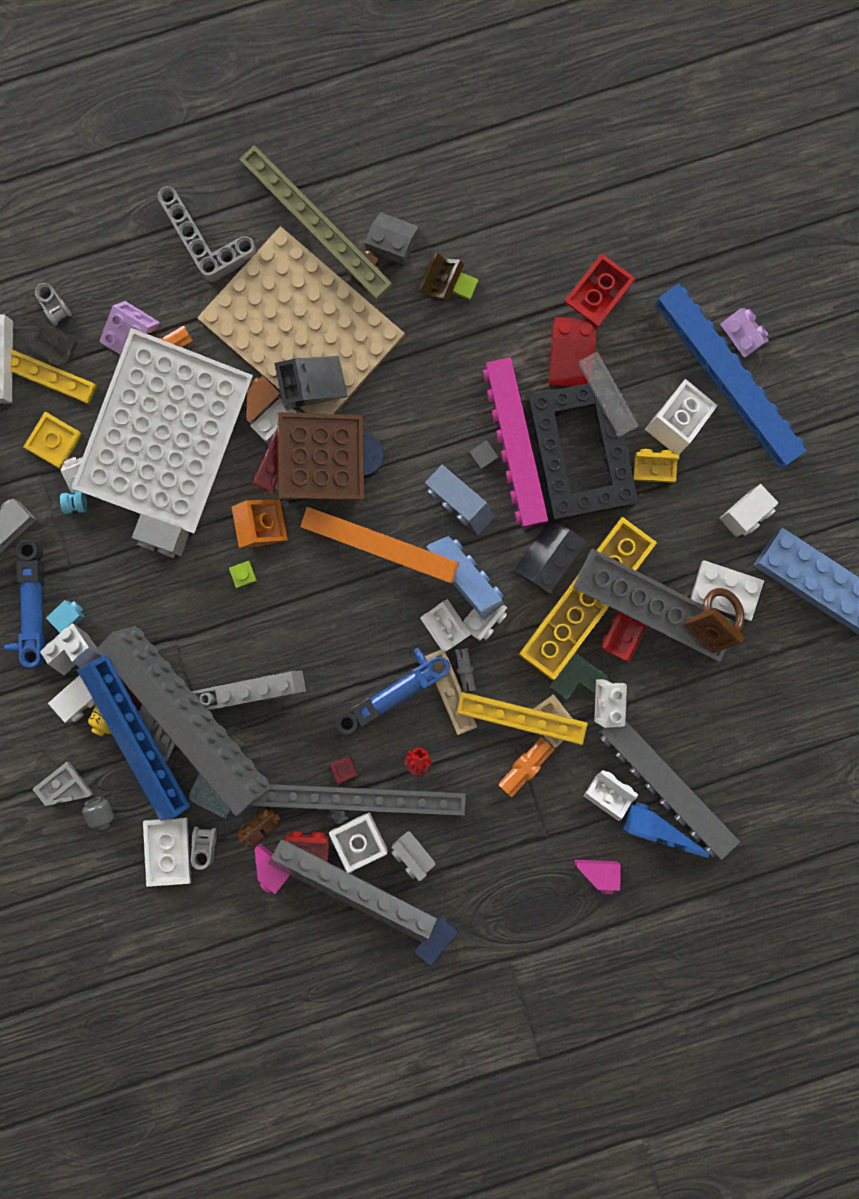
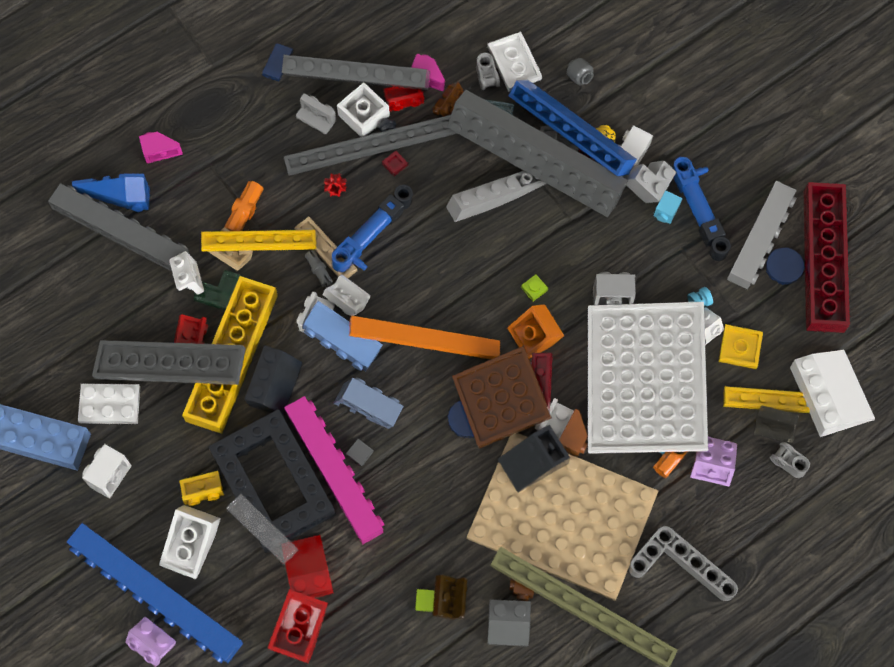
camera: 160 degrees right, 15 degrees down
(62, 786) = (616, 83): light grey wing -> none
(610, 794) = (167, 207): white bracket -> none
(713, 628) = (111, 355): reddish brown tile -> none

